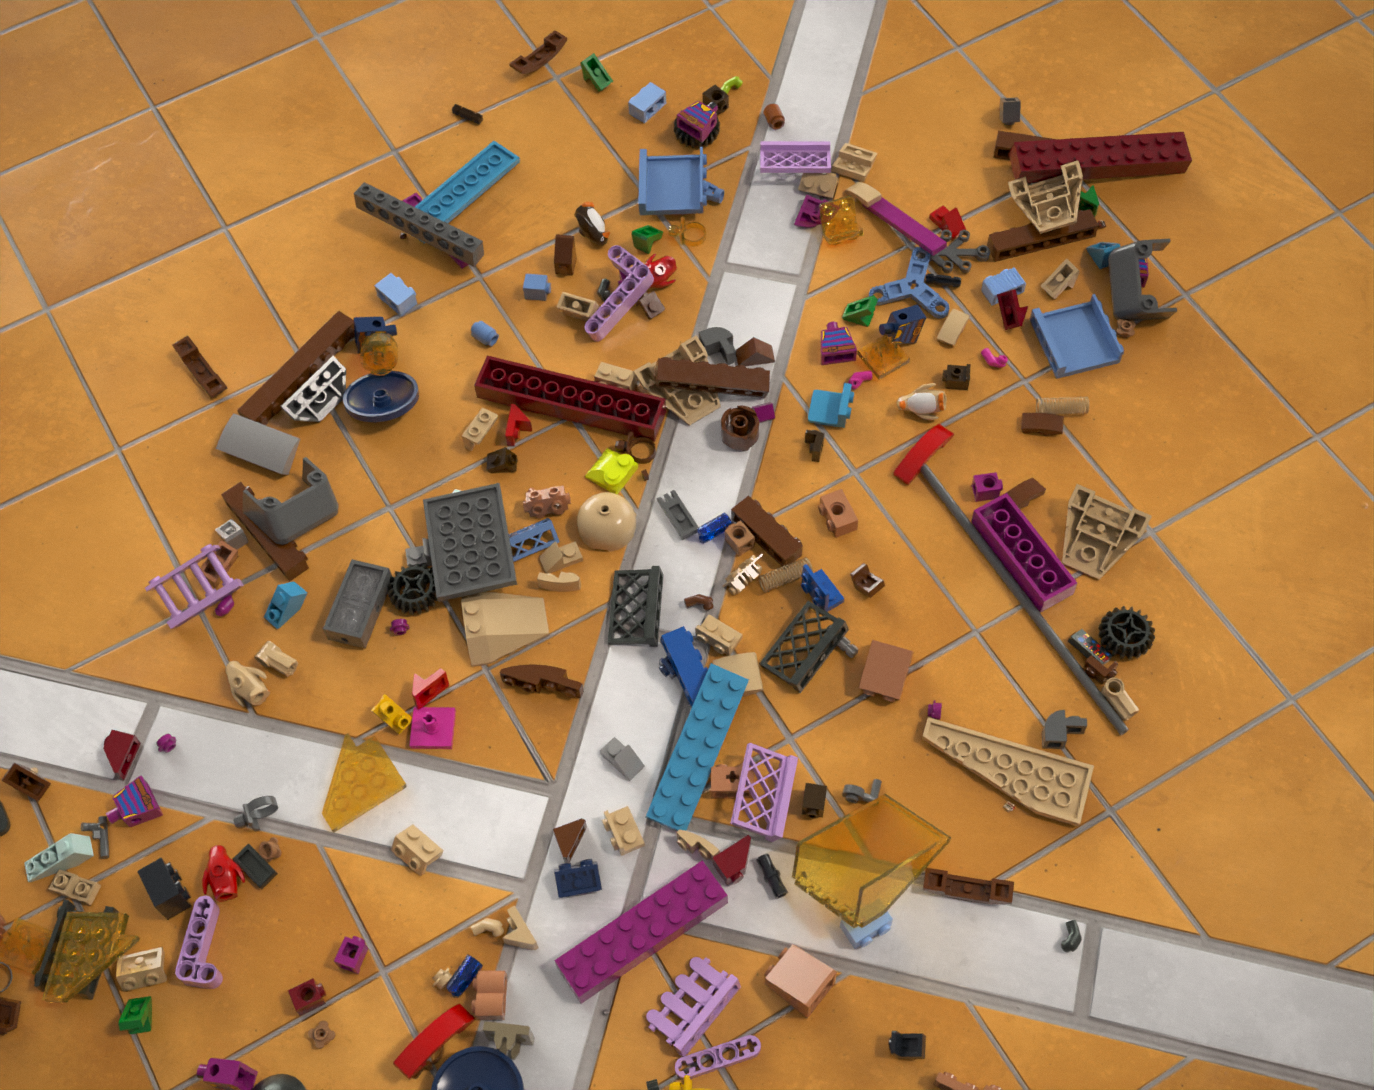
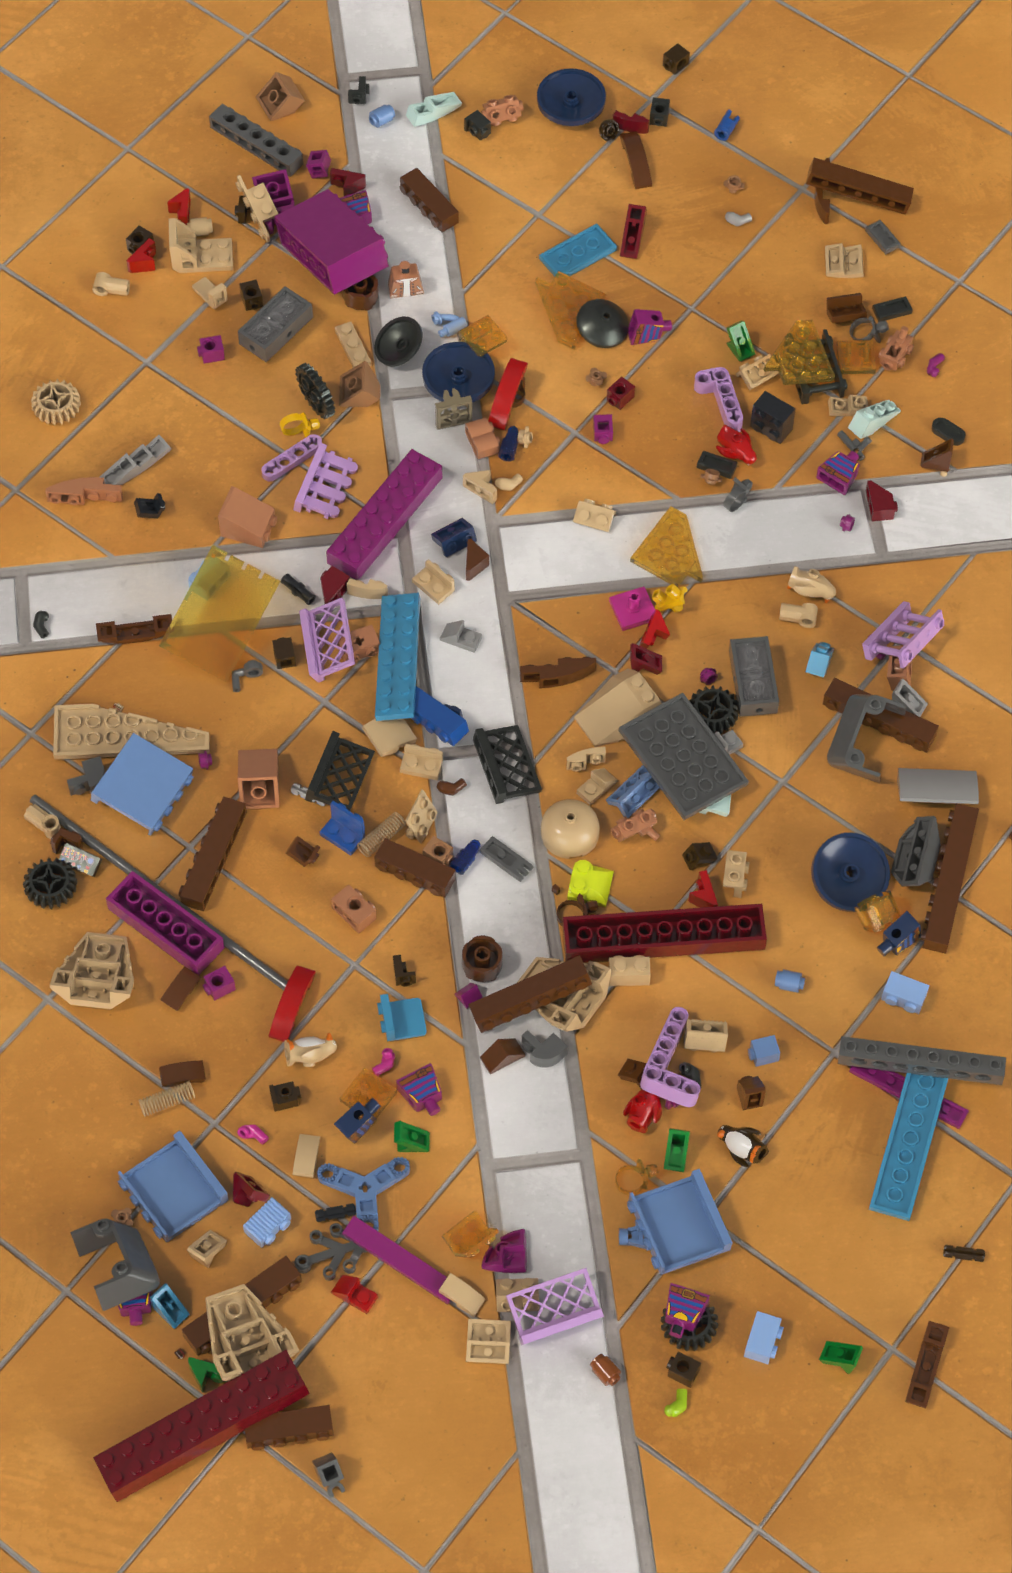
camera: 155 degrees right, 0 degrees up
(453, 658) = (645, 659): none -> dark red slope
(955, 609) = (213, 853): none -> reddish brown brick
(1010, 697) = (143, 783): none -> medium blue panel

